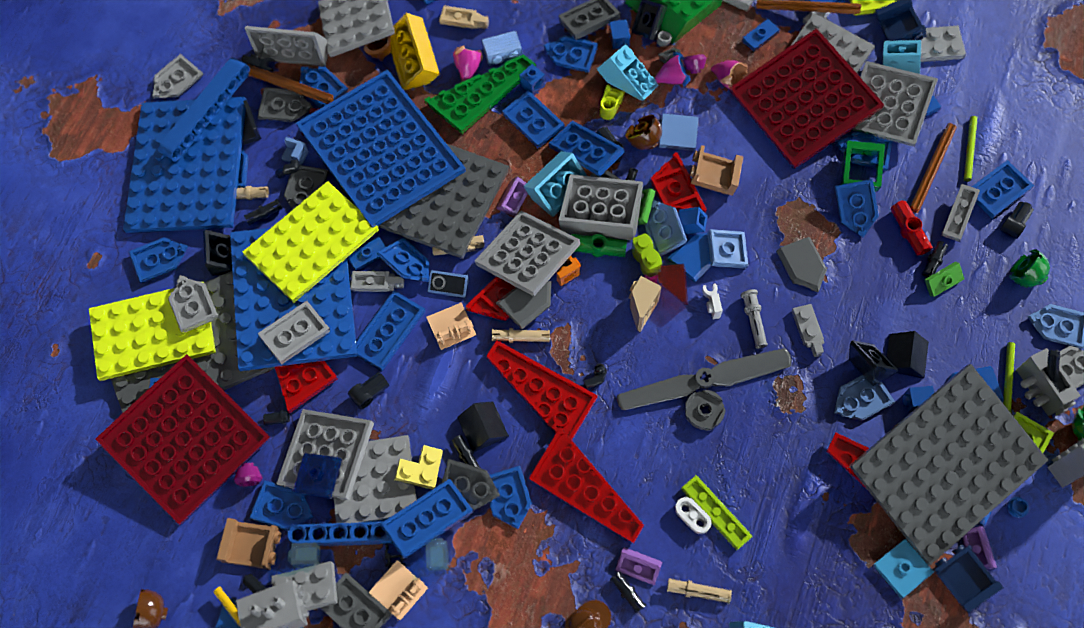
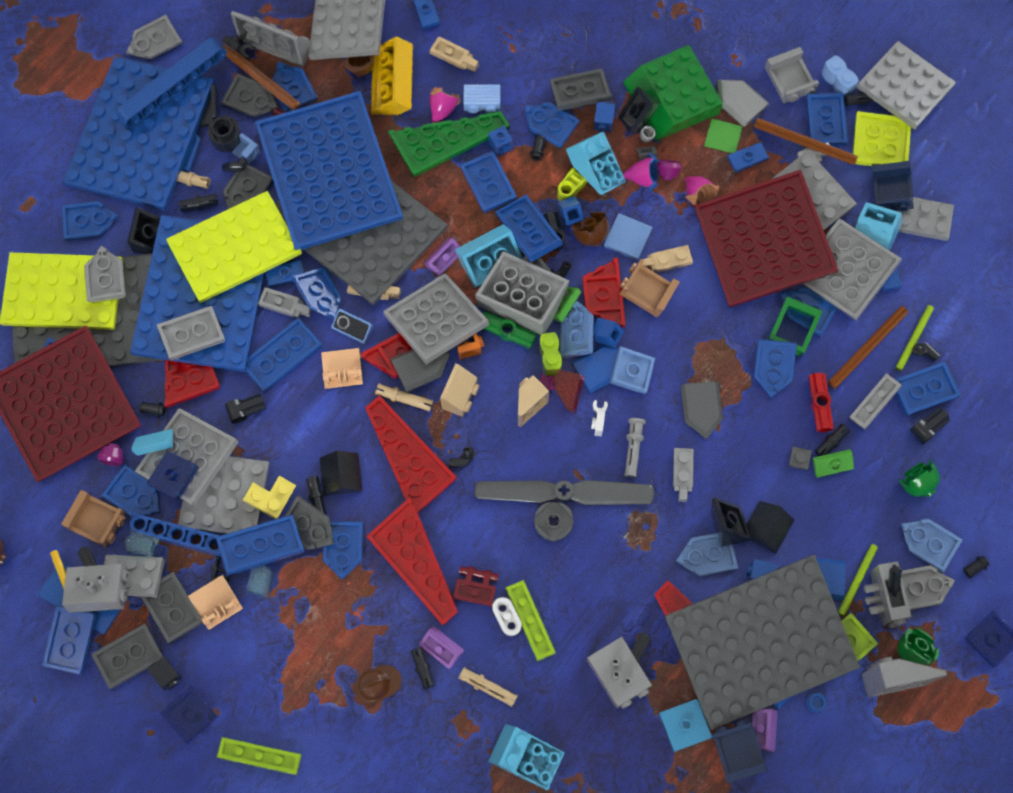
camera: 15 degrees right, 5 degrees up
(269, 143) = (228, 141): none -> black piece
(287, 450) = (153, 442): none -> medium azure slope
(569, 81) = (537, 152): none -> black pin
(572, 314) = (459, 391): none -> tan slope
(619, 122) = (570, 211): none -> blue brick
(652, 501) = (476, 592): none -> dark red plate
(724, 141) = (668, 259): none -> tan hinge
(731, 23) = (723, 136): none -> bright green sticker
(822, 535) = (620, 672): none -> light grey piece
(911, 284) = (799, 458): none -> dark grey plate
(984, 155) = (925, 349): none -> black arm

